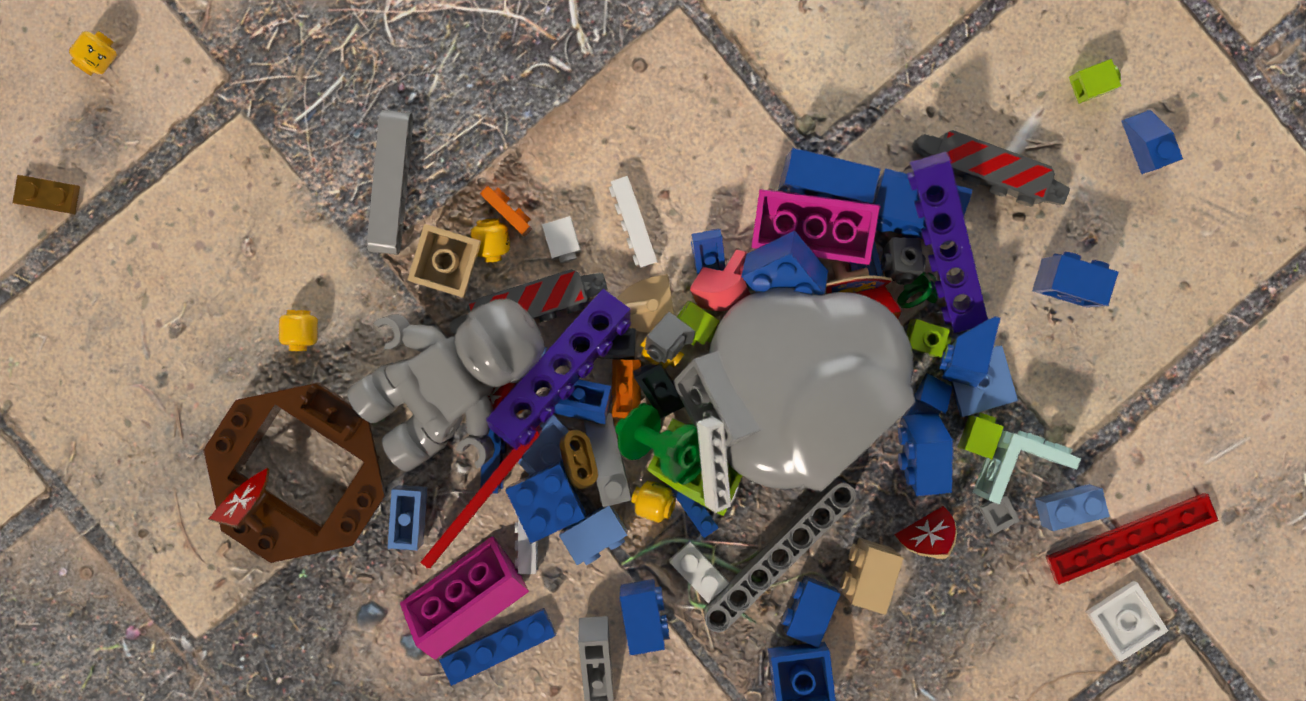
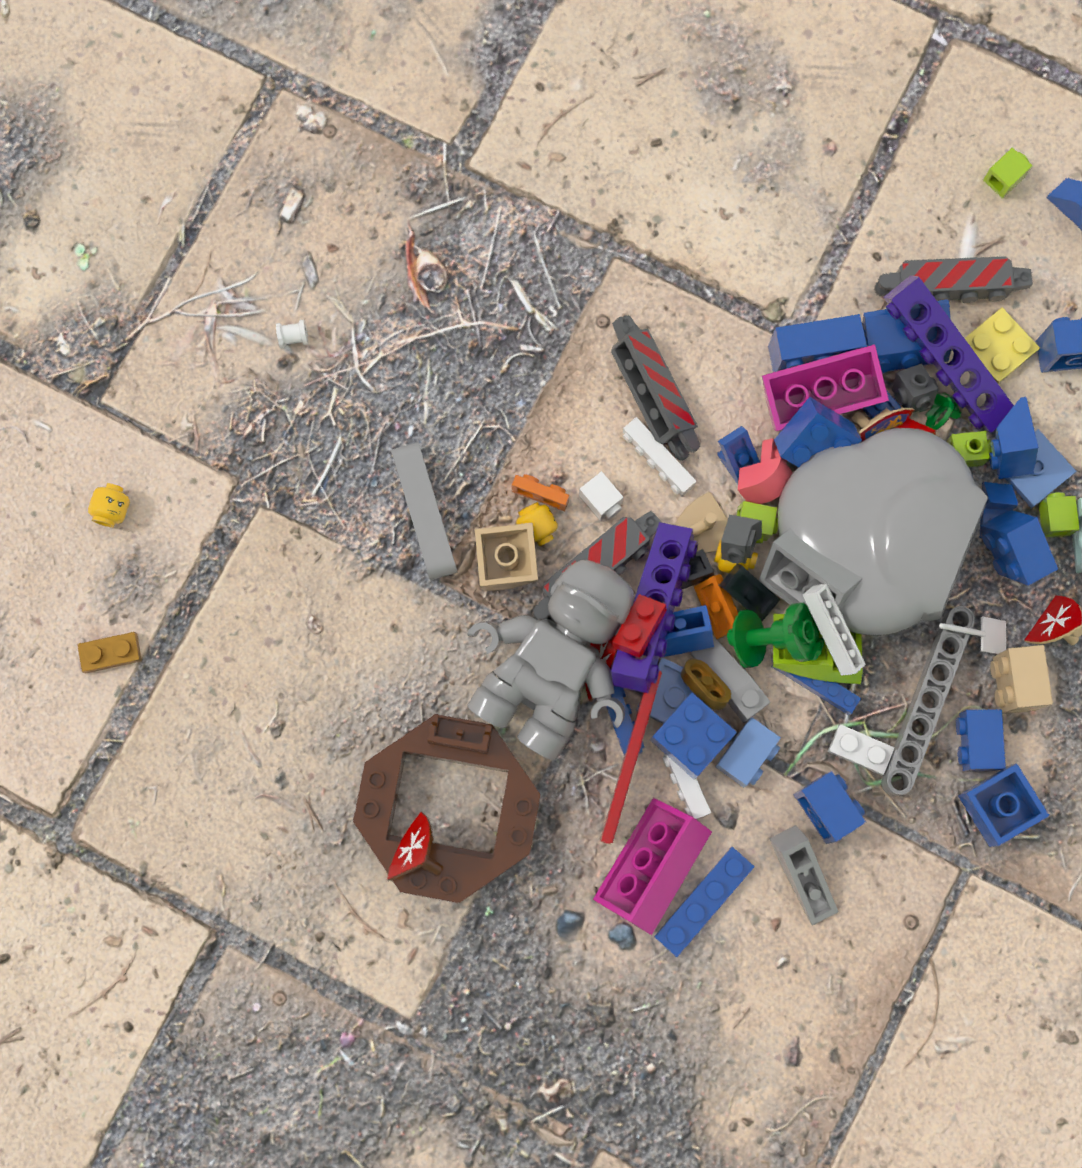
camera: 20 degrees left, 10 degrees down
(298, 329) = (393, 677): yellow head -> none
(407, 517) = (569, 807): medium blue brick -> none
(533, 386) = (639, 626): none -> red plate
(654, 501) = (790, 699): yellow head -> none
(656, 154) = (654, 388): none -> dark grey hinge
(865, 521) = (992, 634): none -> white piece
(1004, 249) = (1001, 344): none -> light yellow plate

